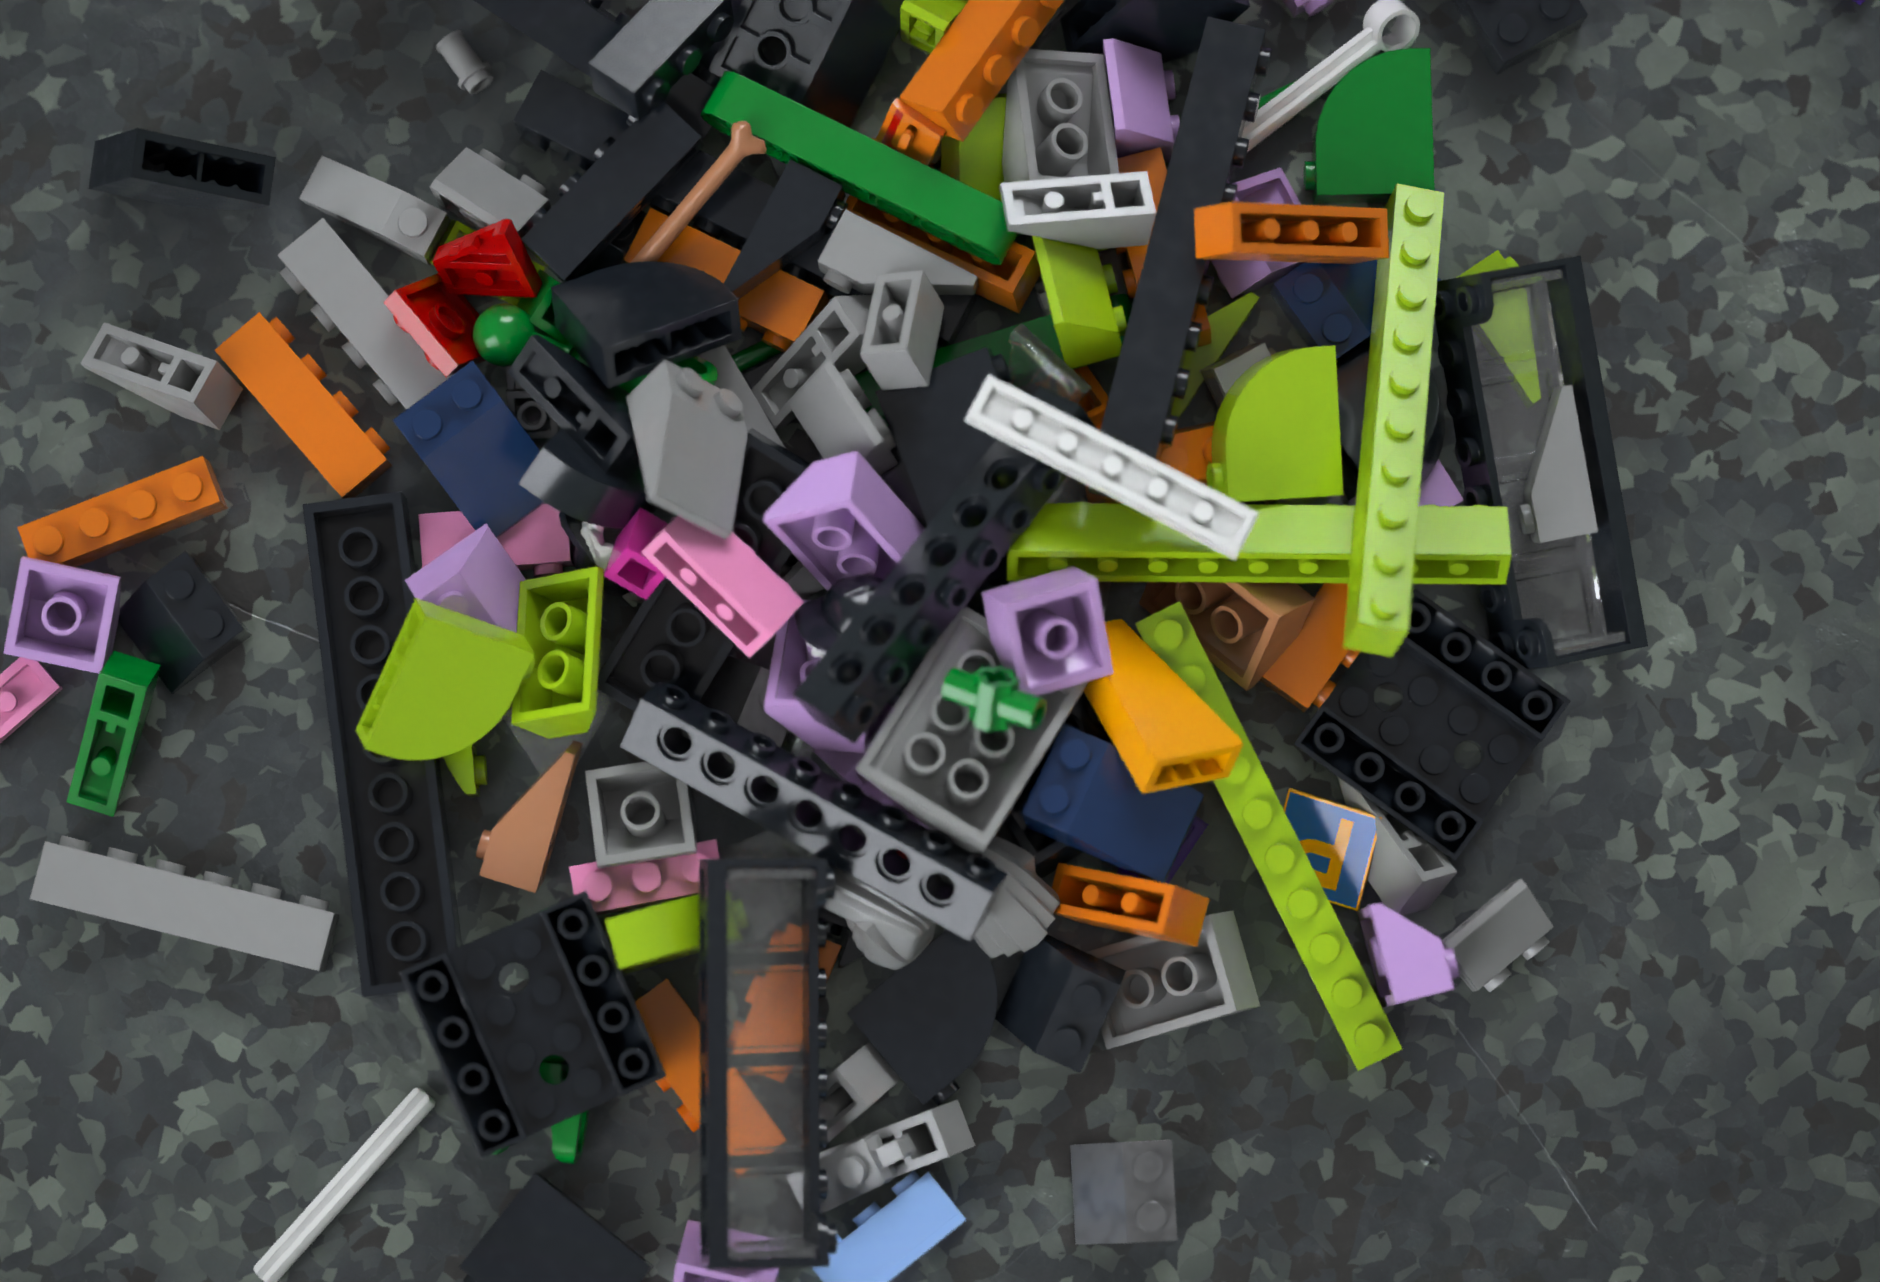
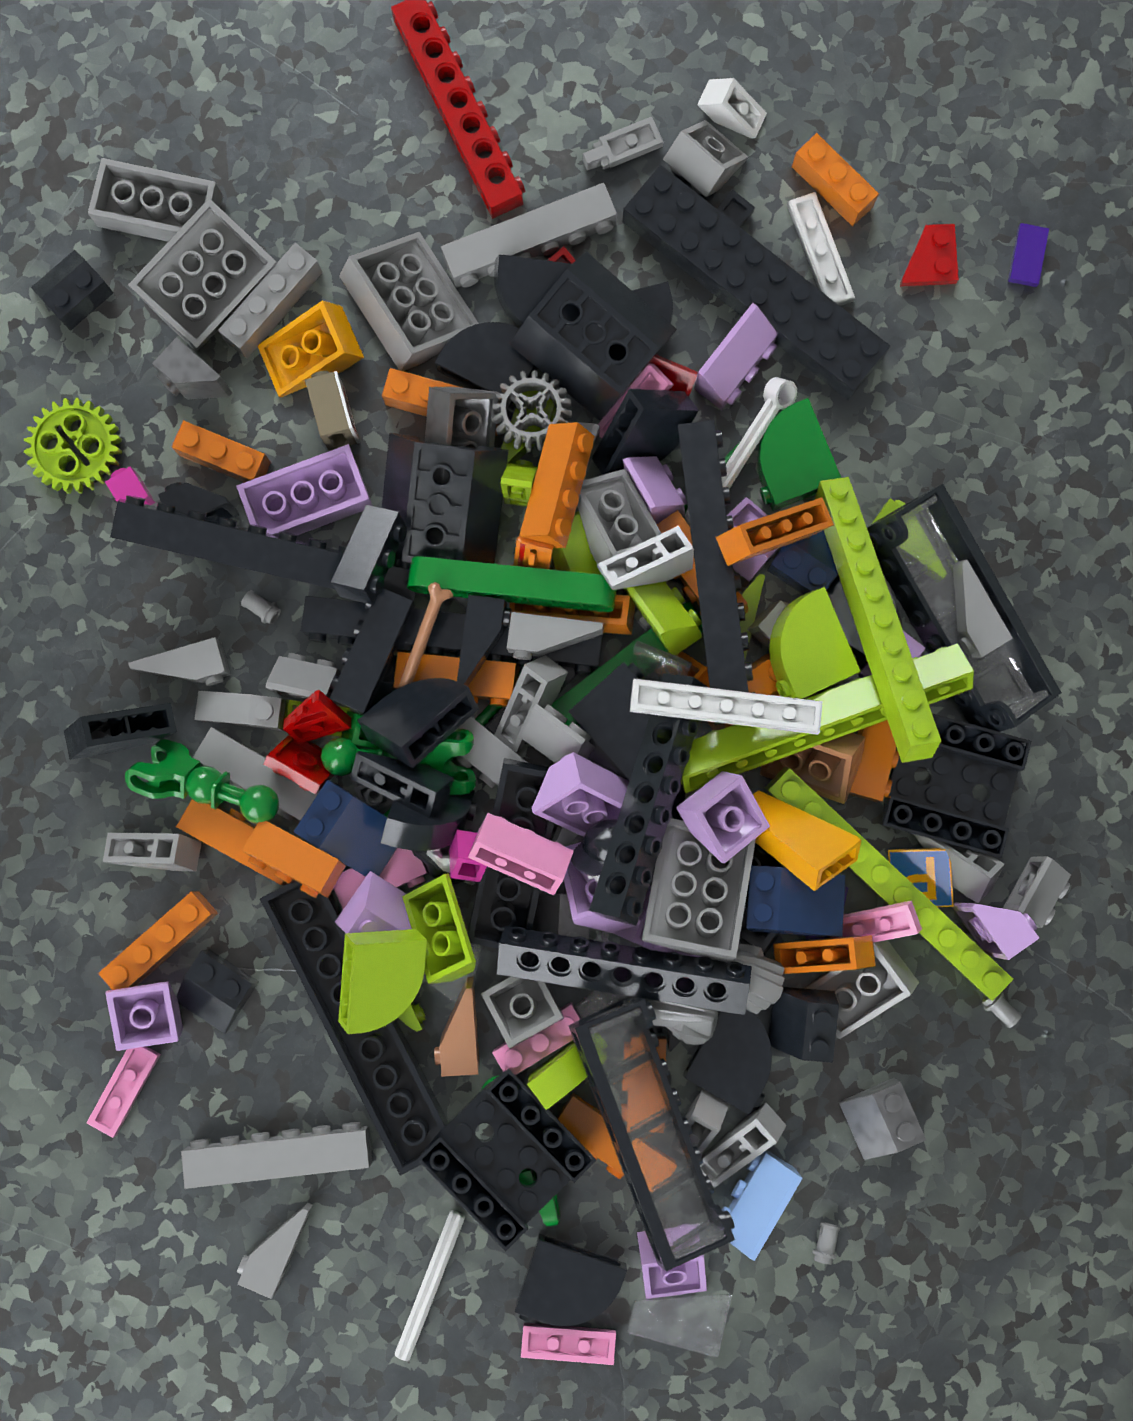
camera: 15 degrees left, 0 degrees up
(112, 732) = (198, 1069): green slope -> none
(119, 1055) = (267, 1263): none -> light grey slope
(255, 276) = (183, 776): none -> green piece
(331, 110) = (195, 662): none -> light grey slope
(376, 462) = (293, 859): none -> orange brick
(689, 445) = (473, 785): light grey slope -> none
(861, 1168) = (727, 1164): light grey hinge -> none
(902, 330) = (571, 670): light grey brick -> none
(994, 698) = (708, 868): green axle -> none
(1235, 887) = (883, 922): none -> bright pink plate
(1372, 1094) = (1002, 1010): none -> light grey pin

